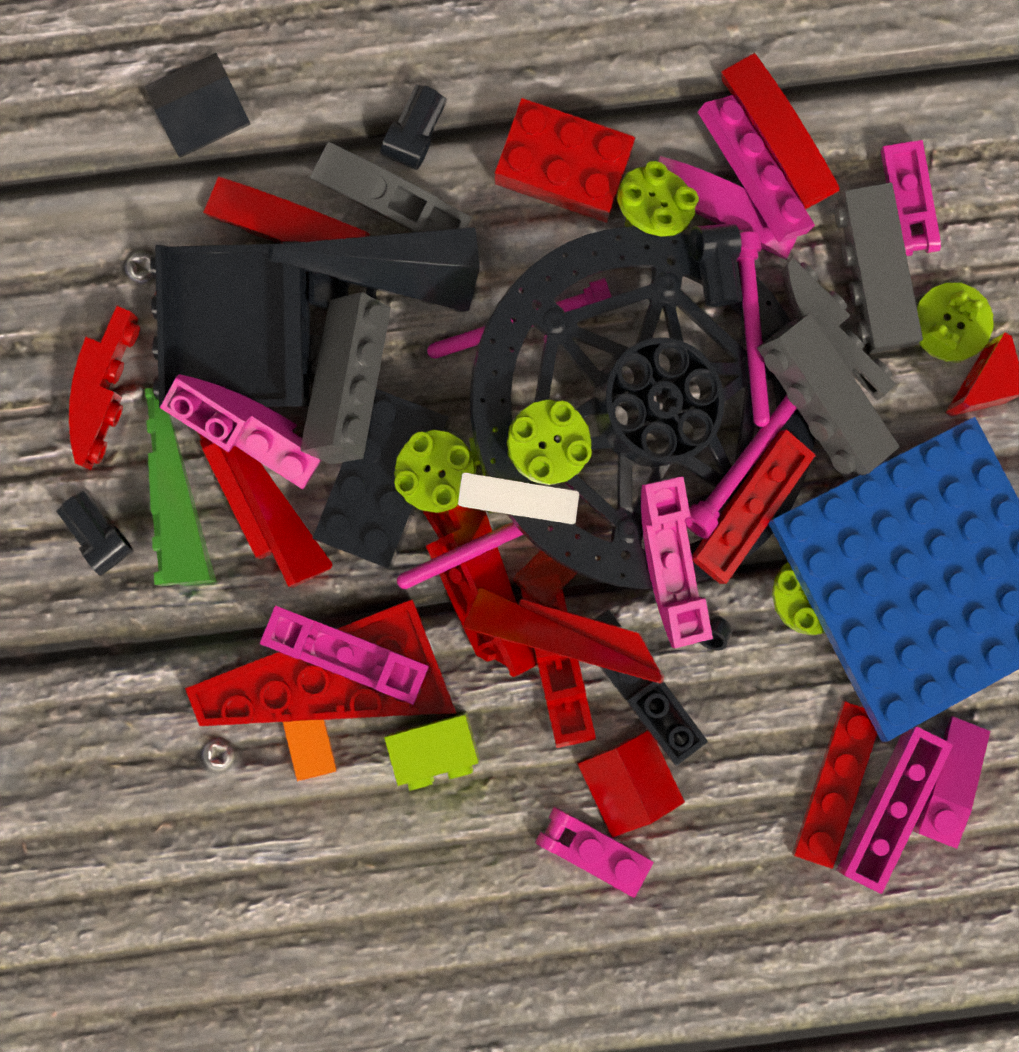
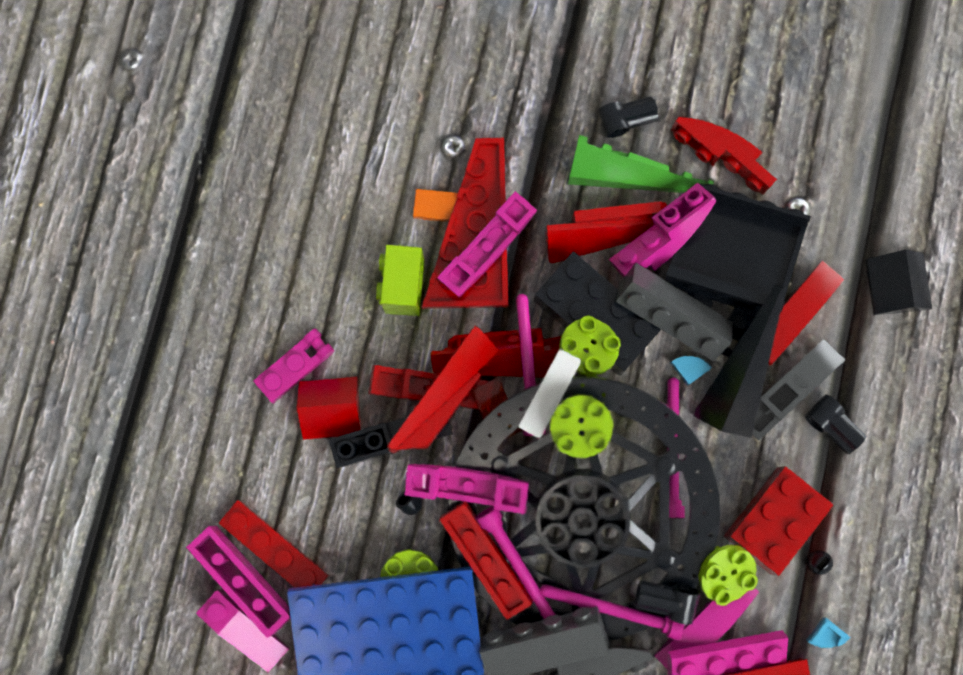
camera: 110 degrees right, 5 degrees down
(407, 334) = (690, 368): none -> medium azure tile
(592, 99) = (816, 558): none -> black hinge
(682, 56) = (827, 635): none -> medium azure tile

